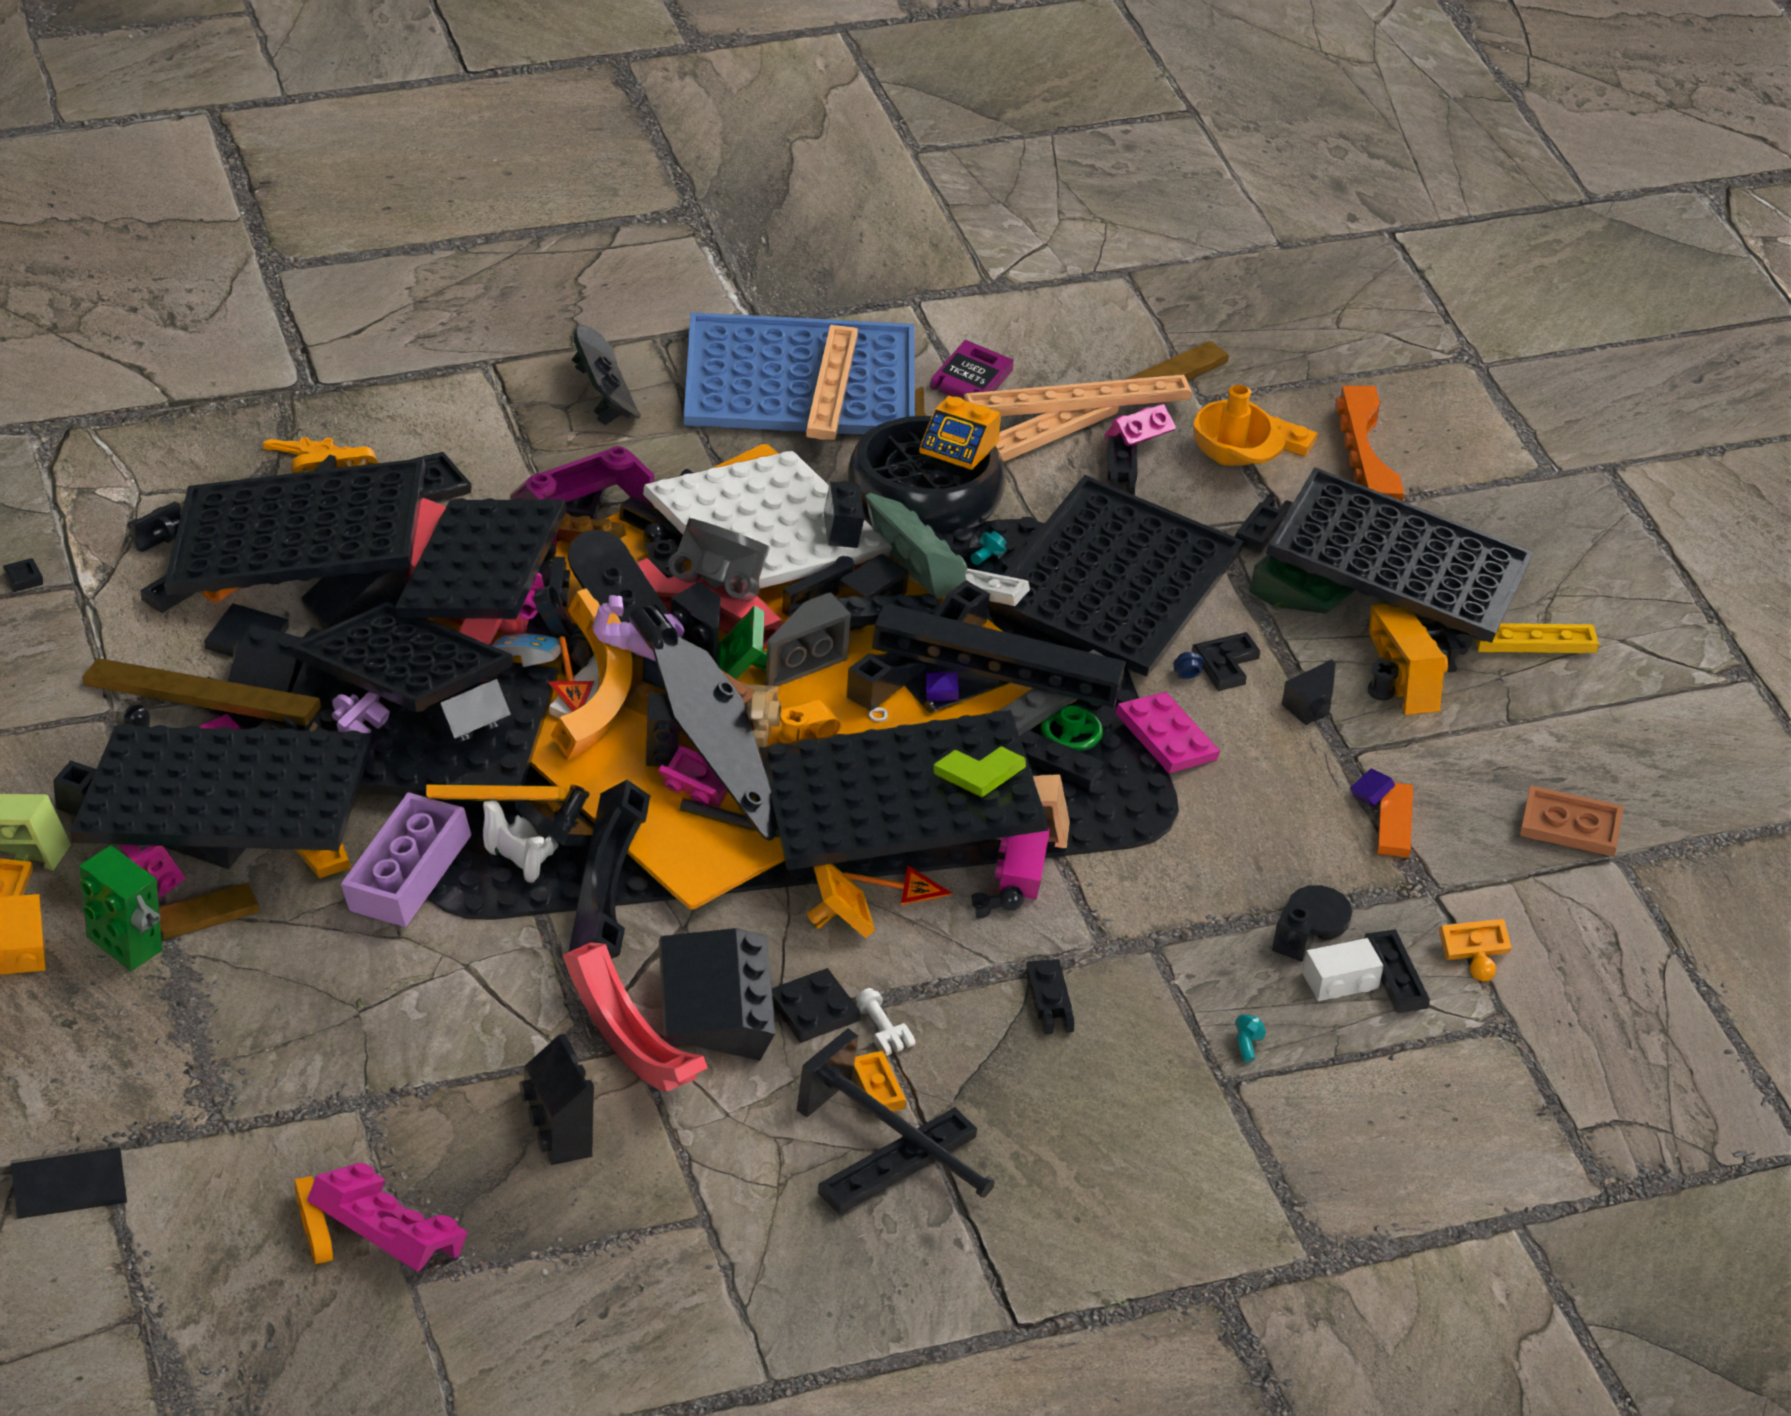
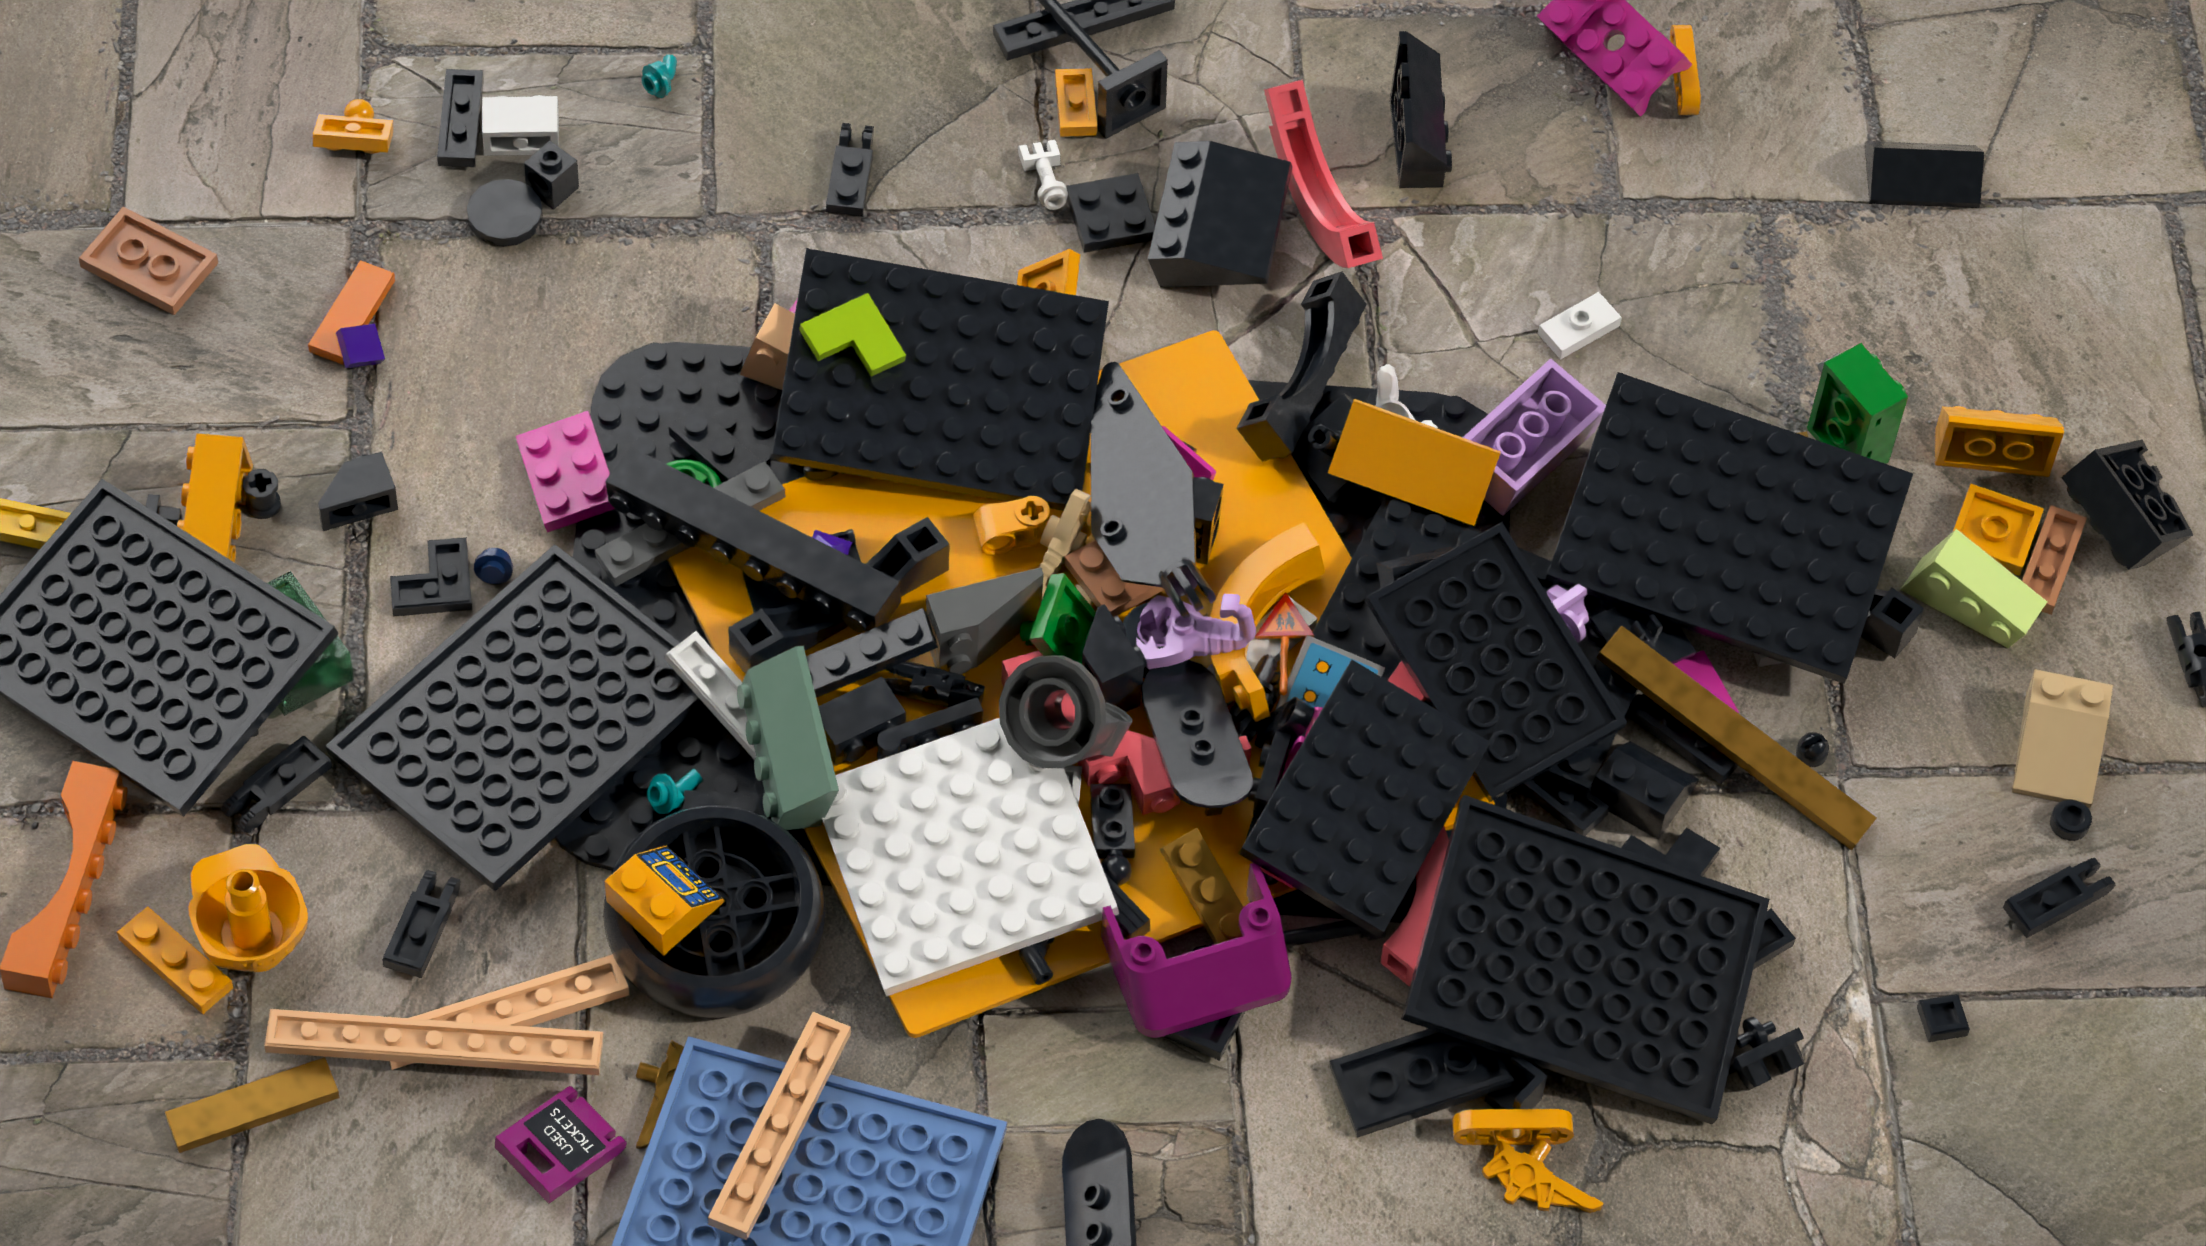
camera: 165 degrees left, 15 degrees up
(376, 988) = (1579, 325): none -> white plate
(843, 514) = (871, 791): black brick -> none
(1142, 425) = (369, 975): bracket -> none

